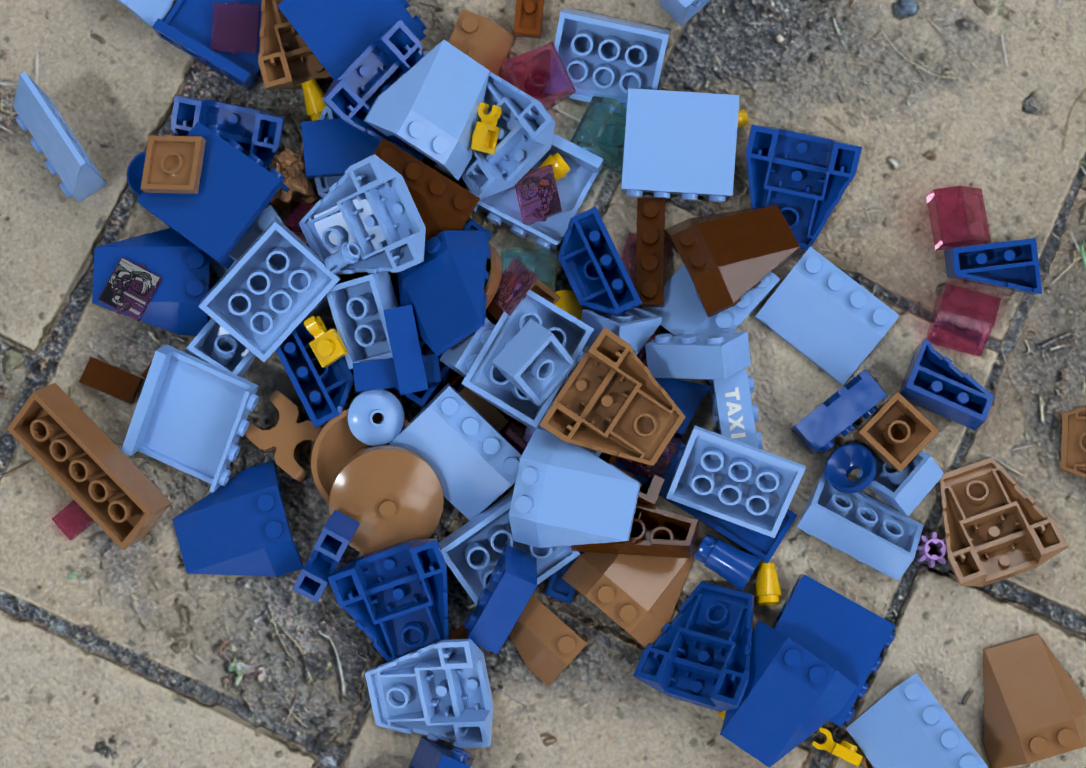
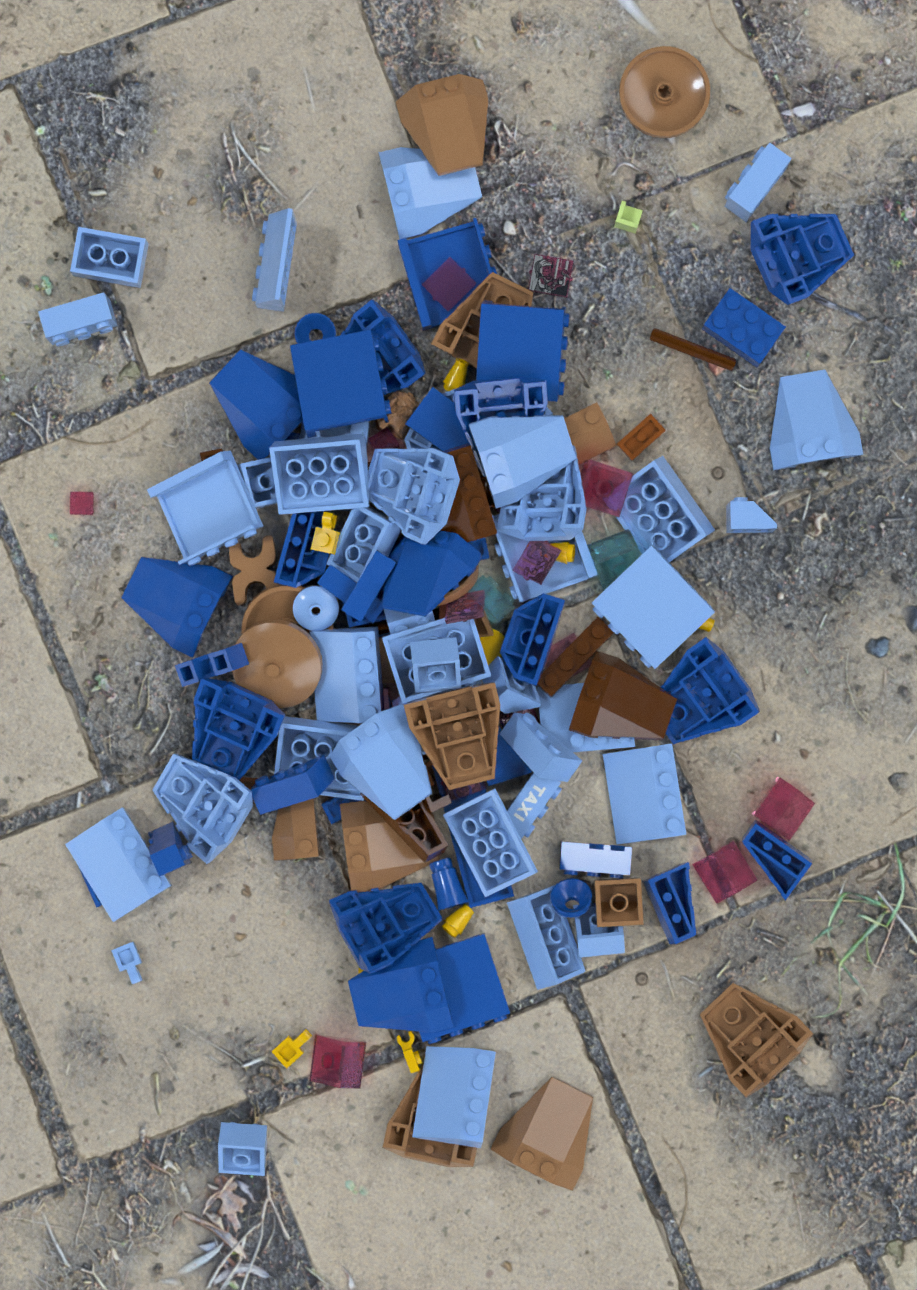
camera: 45 degrees right, 5 degrees up
(88, 465) = (120, 481): medium nougat brick -> none
(111, 380) = (179, 438): reddish brown tile -> none
(130, 289) = (239, 396): piece -> none
(173, 164) = (331, 345): medium nougat plate -> none
(348, 253) = (385, 497): light blue pin -> none
(486, 133) = (539, 495): yellow plate -> none
(924, 548) = (580, 995): lavender gear -> none
(993, 525) = (624, 1009): medium nougat wedge -> none

